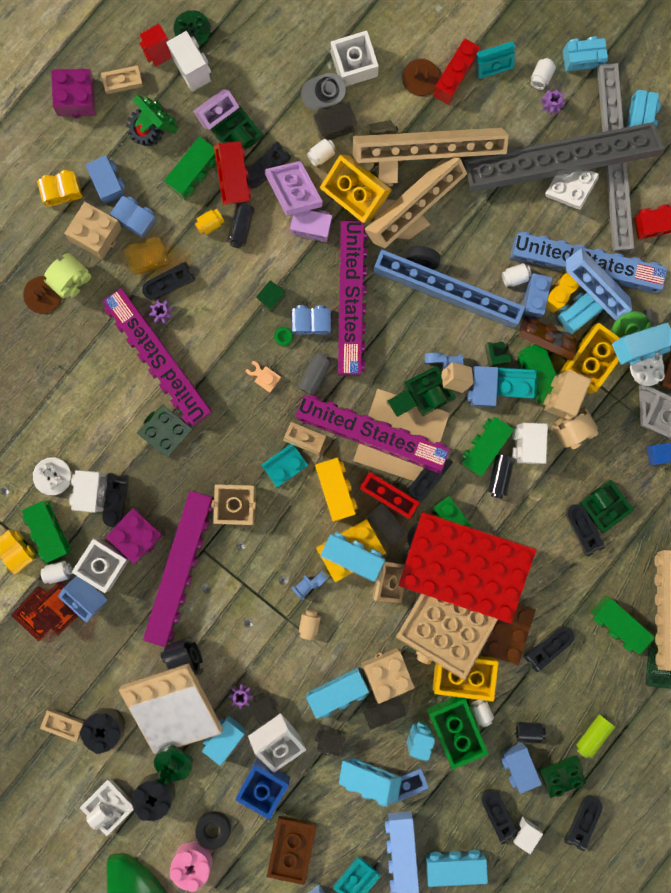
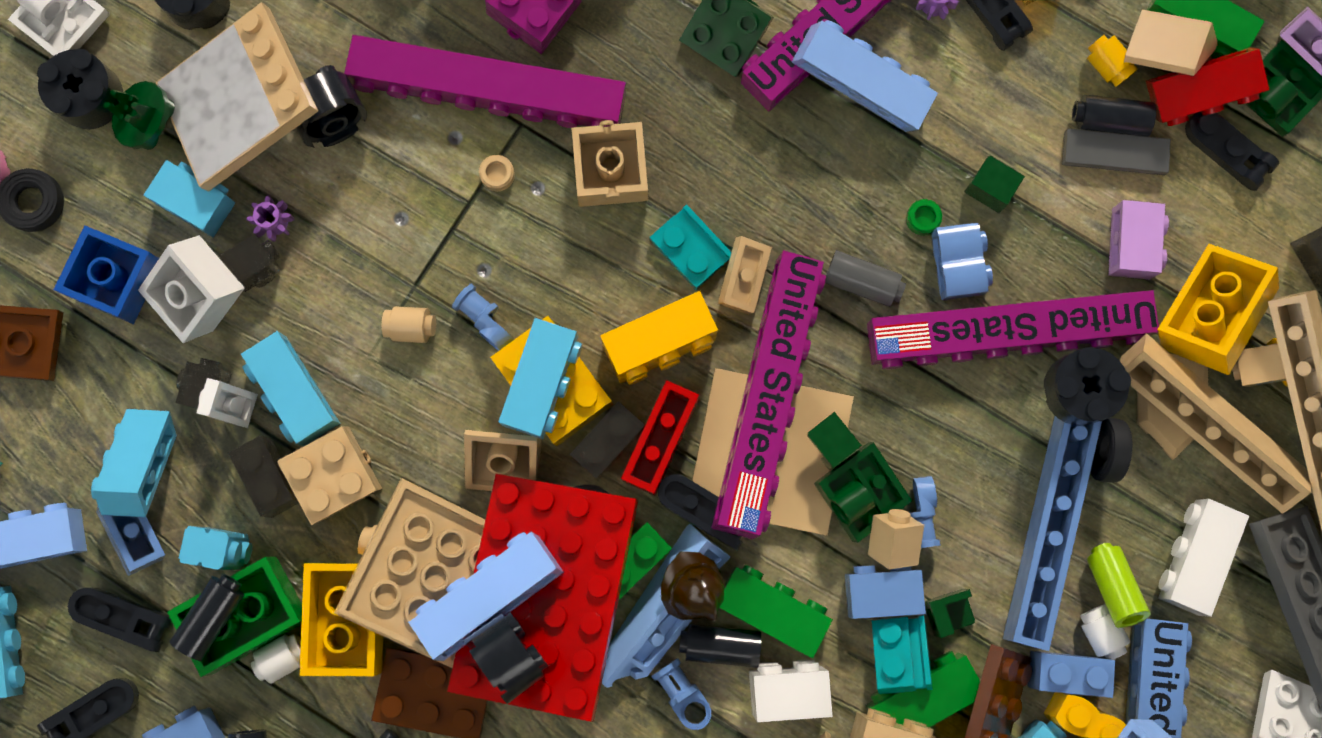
camera: 85 degrees right, 5 degrees down
(203, 358) = (865, 76): none -> light blue brick
(207, 189) = (1171, 42): none -> tan slope
(229, 567) = (496, 173): none -> tan tile
(260, 227) = (1116, 152): none -> dark grey tile
(265, 378) = (845, 194): light nougat plate -> none
(293, 188) = (1199, 198): lavender plate -> none
(321, 152) = (1273, 242): white brick -> none
(342, 728) = (226, 403): none -> white plate
(392, 255) = (1105, 379): none -> black brick
(449, 796) = (118, 617): none -> black plate
(458, 747) = (207, 617): none -> black brick
(465, 597) = (494, 589): none -> light blue brick
(471, 487) = (692, 587): none -> dark brown piece
(476, 503) = (649, 628): none -> light blue wedge
(483, 218) = (1202, 556): none -> white brick
(494, 265) = (1117, 585): none -> lime brick
(500, 590) = (505, 656): none -> black brick
(524, 500) = (681, 698): none -> medium blue connector

